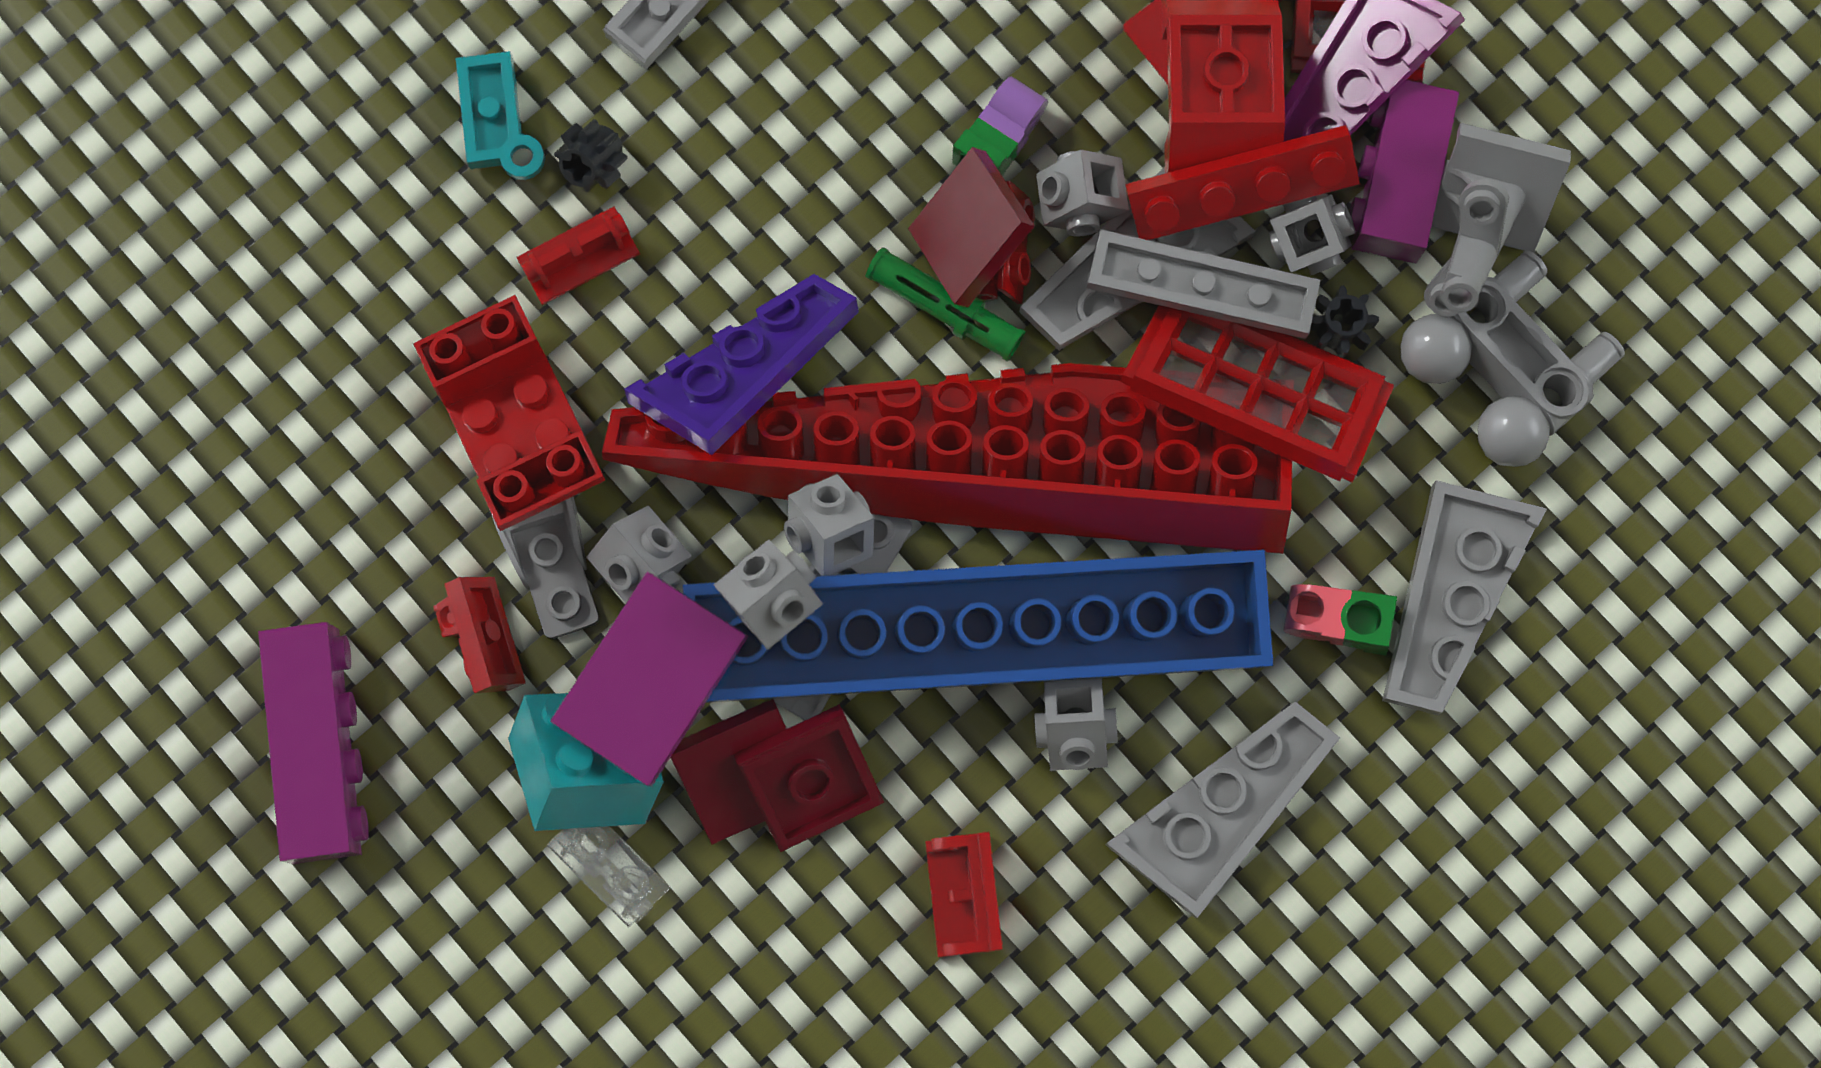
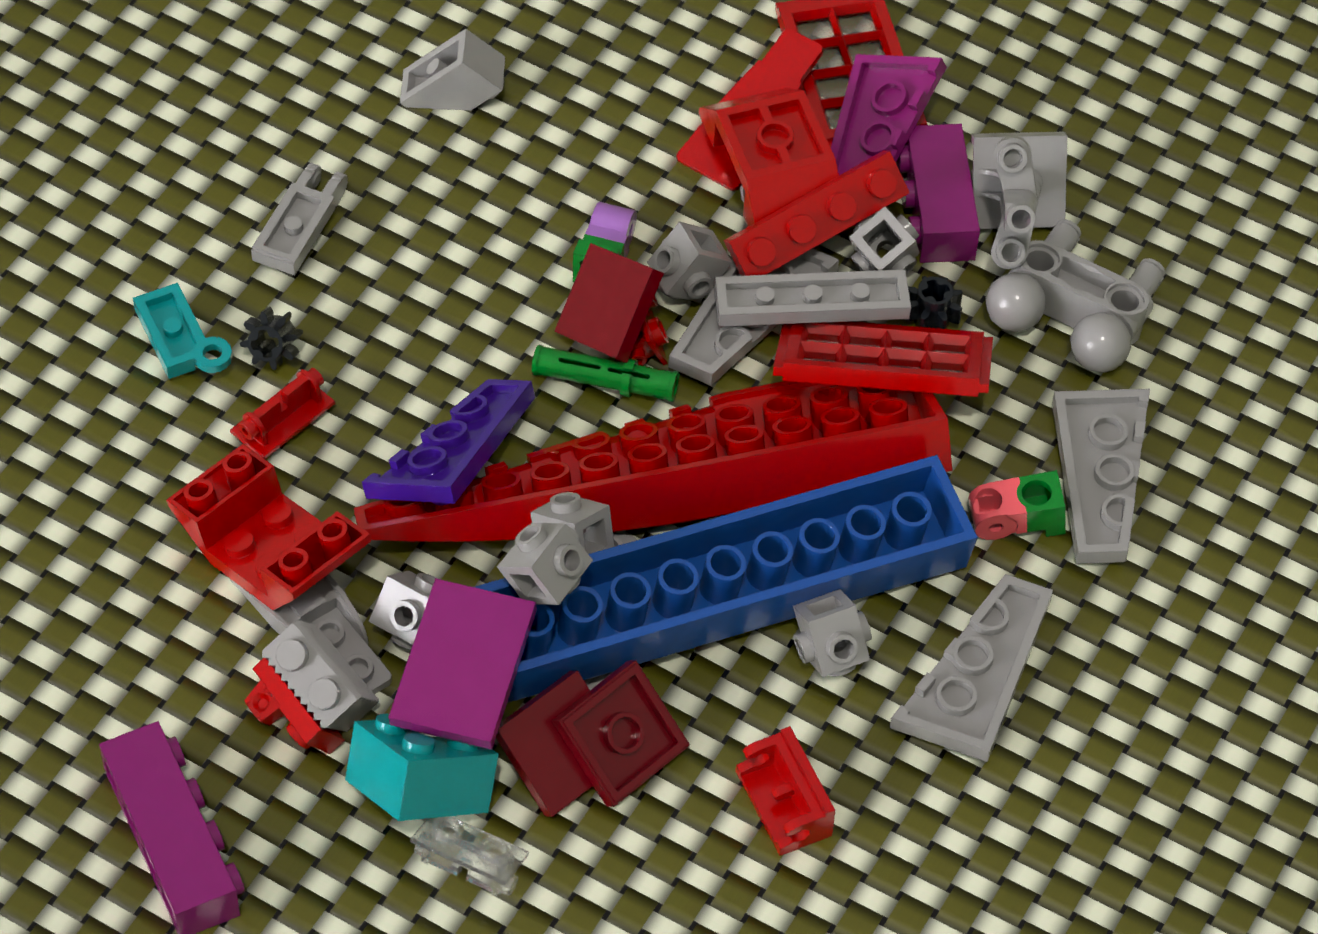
camera: 20 degrees left, 25 degrees down
(510, 617) = (319, 676): none -> light grey brick

